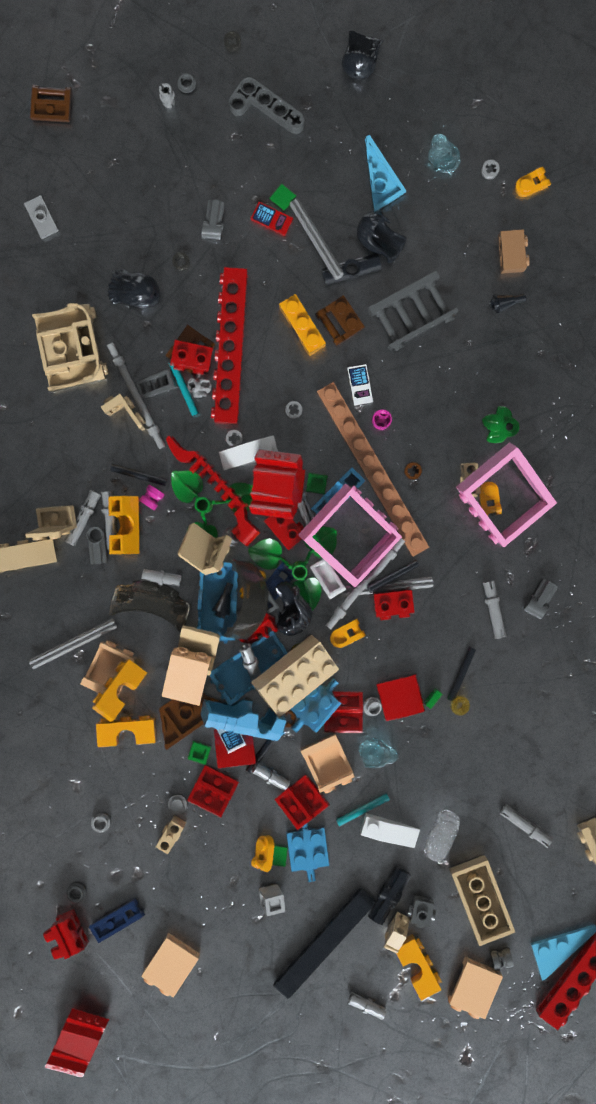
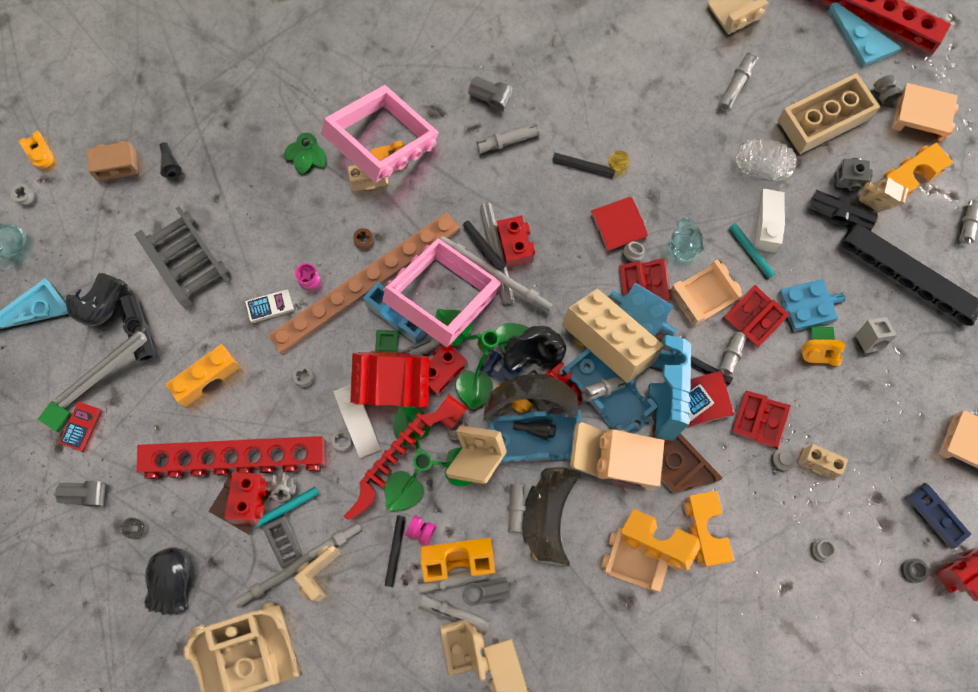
camera: 100 degrees left, 15 degrees down
(73, 643) = (611, 610): light grey axle -> none
(199, 752) = (718, 440): green tile -> none
(328, 578) = (495, 314): white tile -> none
(340, 637) = (561, 294): light orange plate -> none
(345, 317) = (192, 331): reddish brown plate -> none
(432, 698) = (615, 188): green tile -> none

